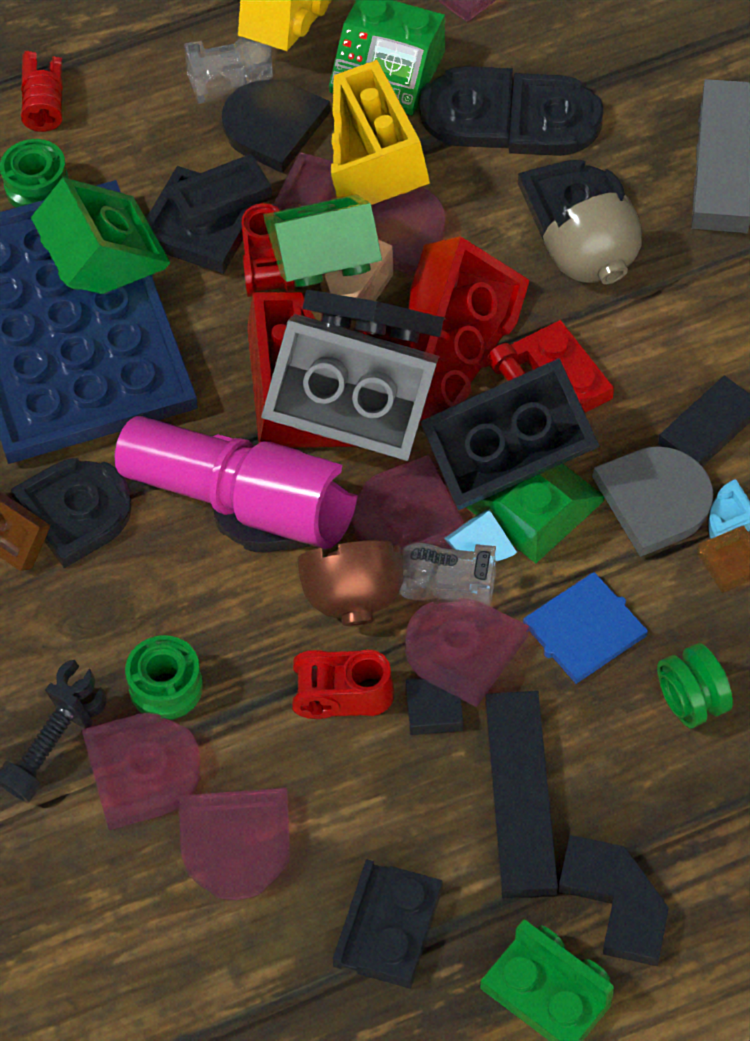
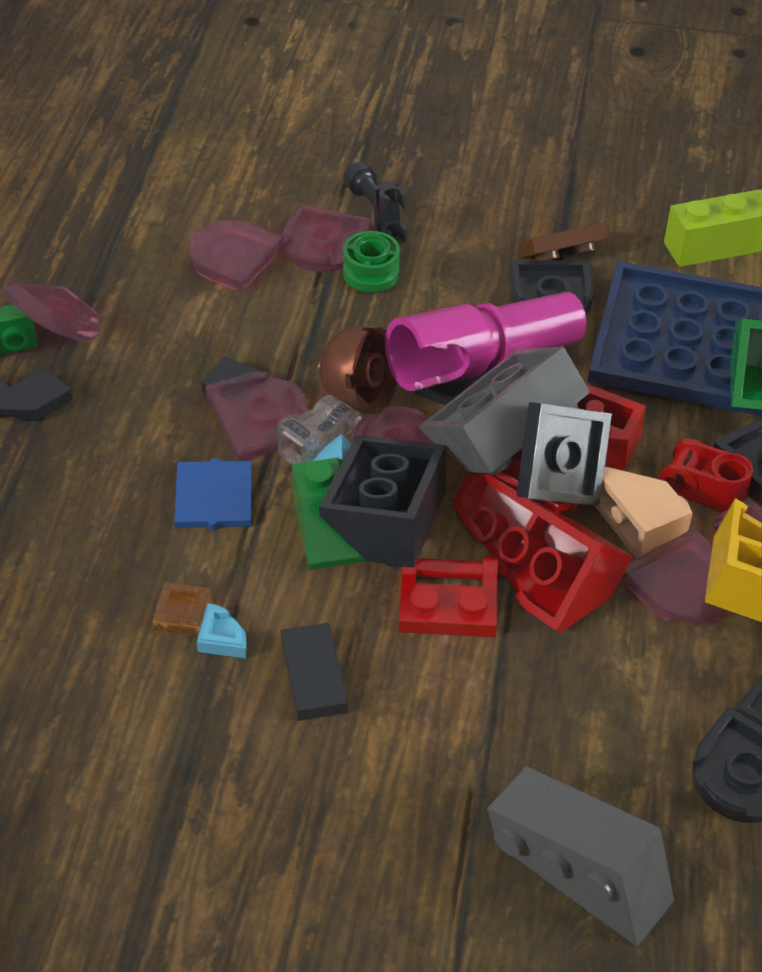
camera: 120 degrees right, 10 degrees down
(324, 239) = (675, 470): slope -> none
(338, 684) = (286, 339): red piece -> none
(388, 924) = (110, 289): black plate -> none
(482, 920) = (54, 309): none -> clear pink tile
(520, 795) = (129, 389): black tile -> none
(562, 185) = (627, 722): black tile -> none
(596, 240) = (547, 676): dark tan cylinder -> none
(656, 496) = (277, 589): dark grey tile -> none
(695, 685) = (97, 500): green wheel -> none

